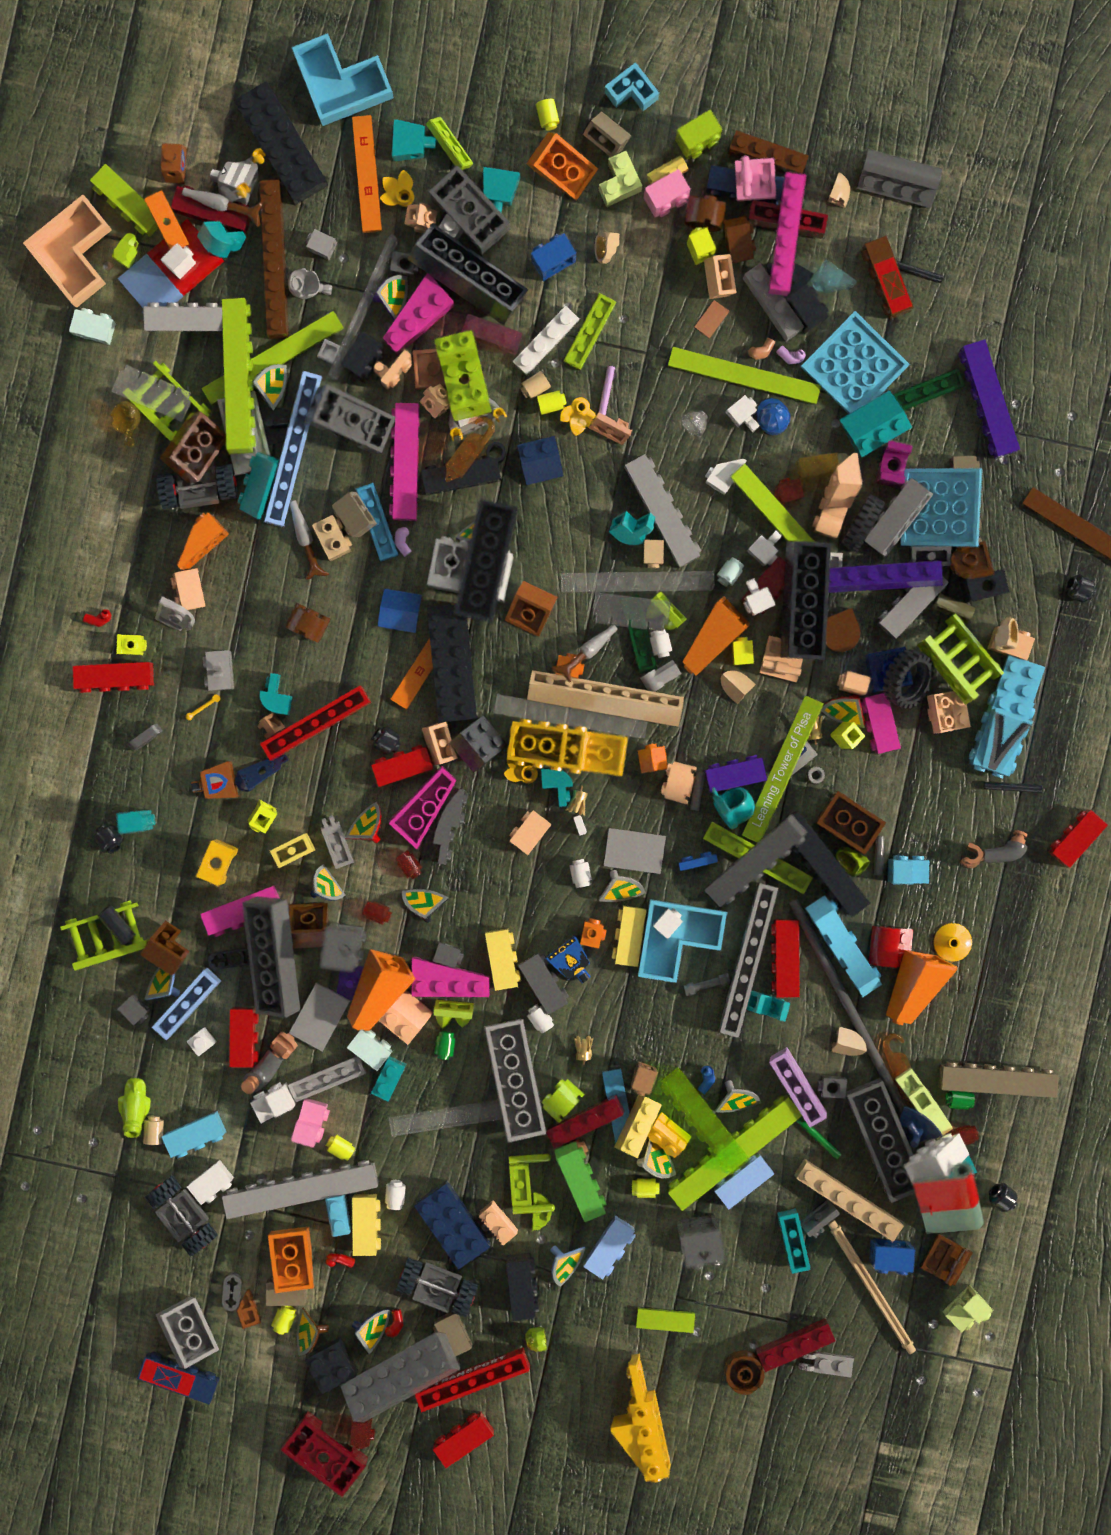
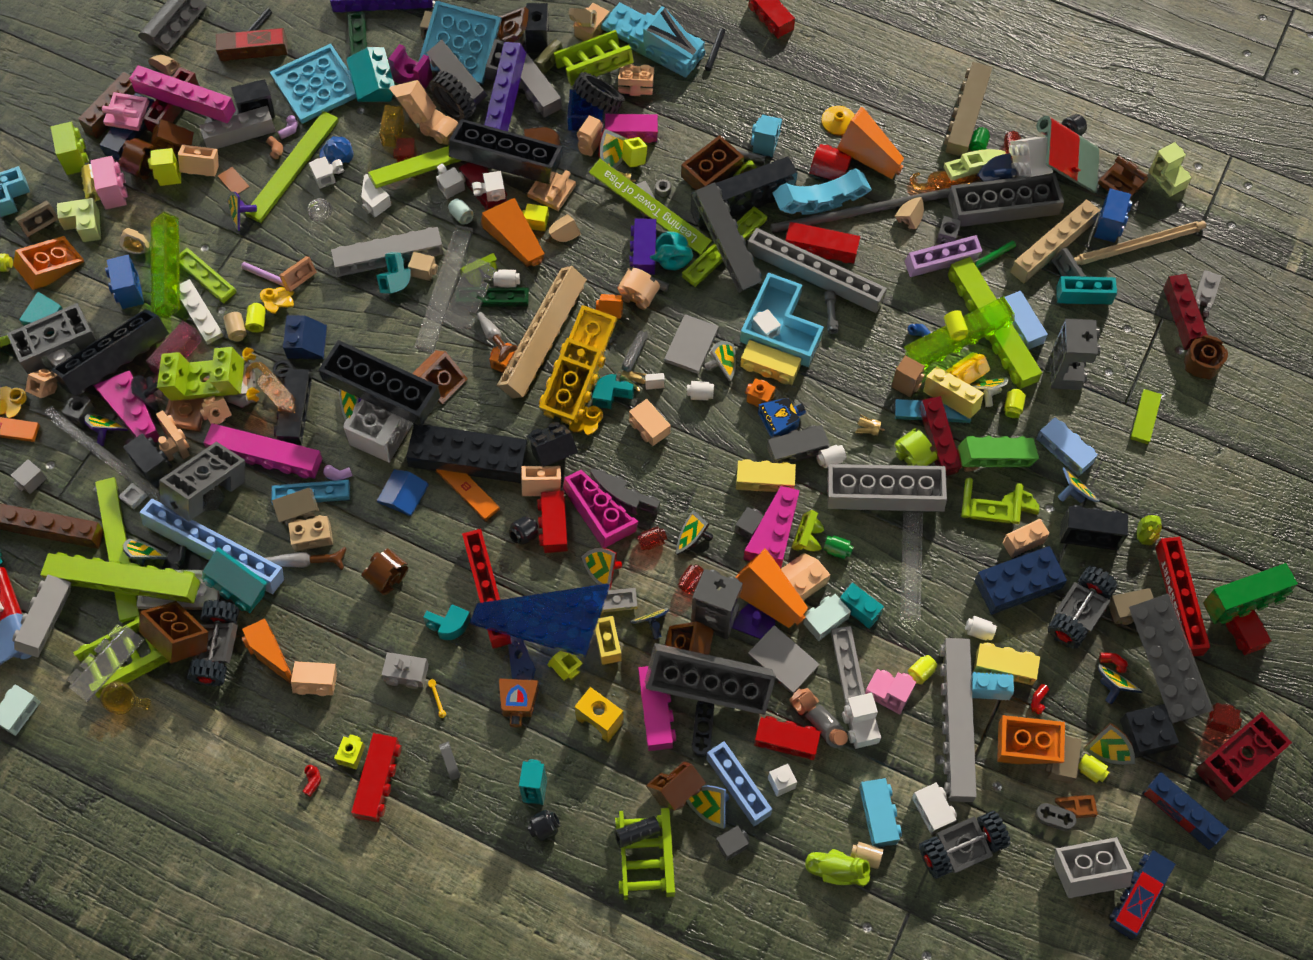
camera: 75 degrees left, 25 degrees down
(174, 615) = (334, 697): light grey tile -> none
(263, 1406) = (1185, 811): none -> dark blue brick
(271, 724) = (474, 633): medium nougat tile -> none
(293, 798) = (551, 619): none -> clear blue wing
(306, 284) = (60, 498): light grey hair -> none
(437, 323) = (145, 391): none -> black shield
(479, 1444) = (1250, 594): none -> green brick
(569, 716) = (530, 405): clear tile -> none
(586, 289) = (165, 265): none -> clear neon green brick
(604, 796) = (634, 351): none -> dark grey axle
(642, 1429) = (1250, 449): yellow wedge -> none
(657, 678) = (537, 287): light grey piece -> none
(672, 339) = (236, 207): none -> shield
(703, 1117) = (956, 325): none -> neon yellow brick
(704, 859) = (714, 300): blue plate -> none
(737, 1099) = (944, 303): shield -> none
(768, 1005) = (864, 260): teal brick -> none
(831, 279) = (237, 76): clear light blue slope -> none
(1010, 852) = (770, 59): piece -> none

